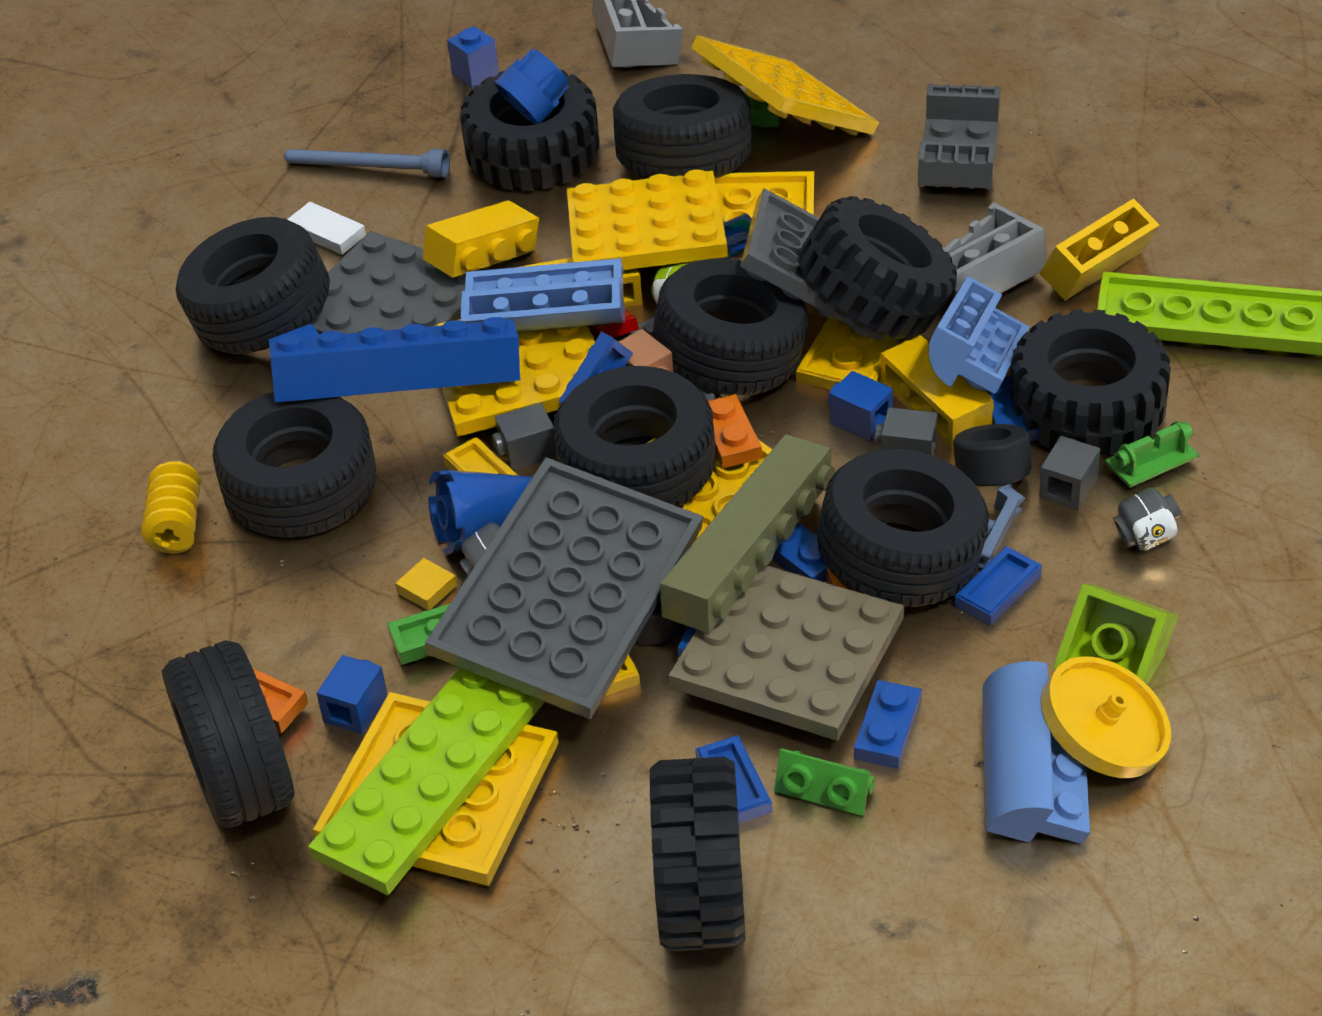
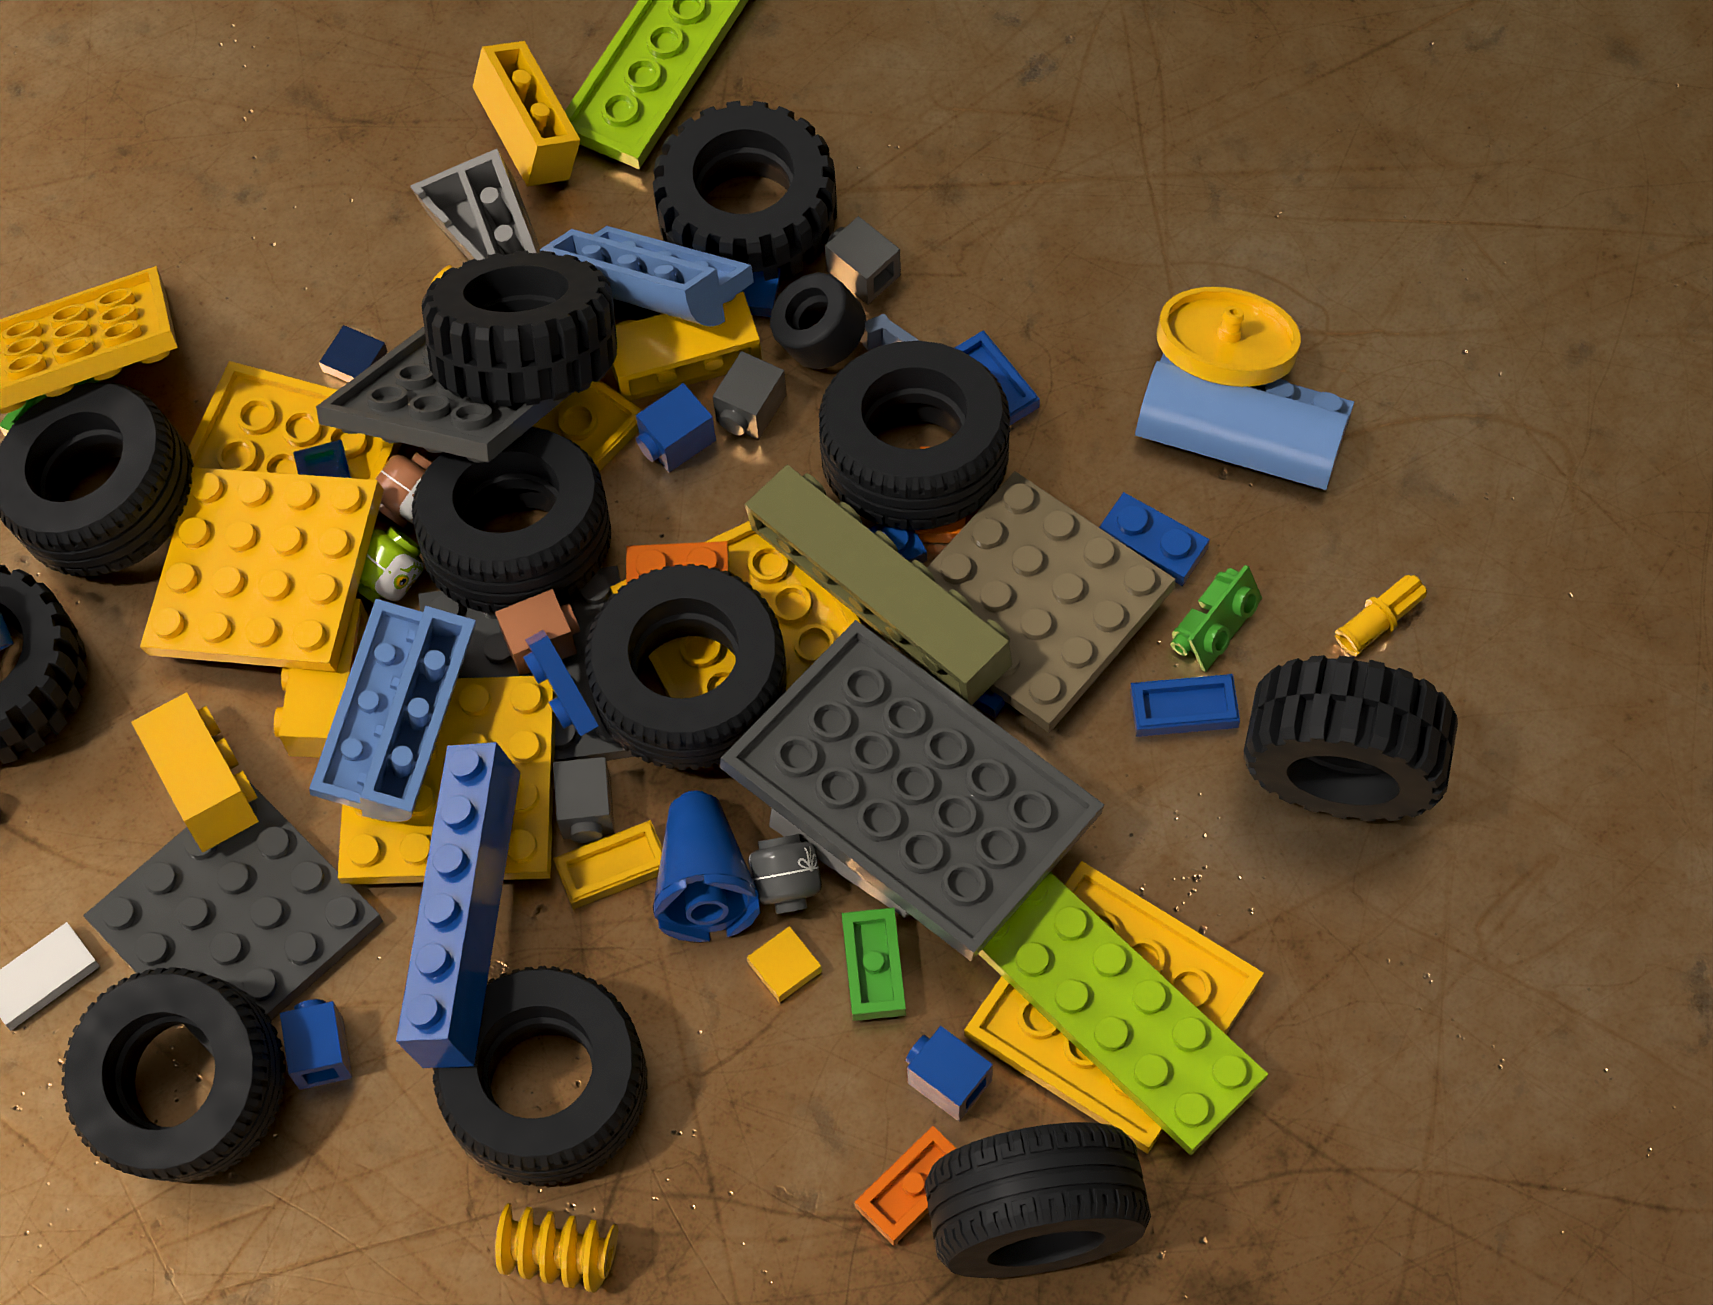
camera: 75 degrees left, 20 degrees up
(872, 897) = (1380, 614): none -> yellow axle
(959, 136) = (240, 192): dark grey plate -> none
(1117, 630) = (1114, 295): lime slope -> none
(1147, 519) = (962, 212): dark grey head -> none
(1152, 457) = (859, 177): bright green hinge -> none

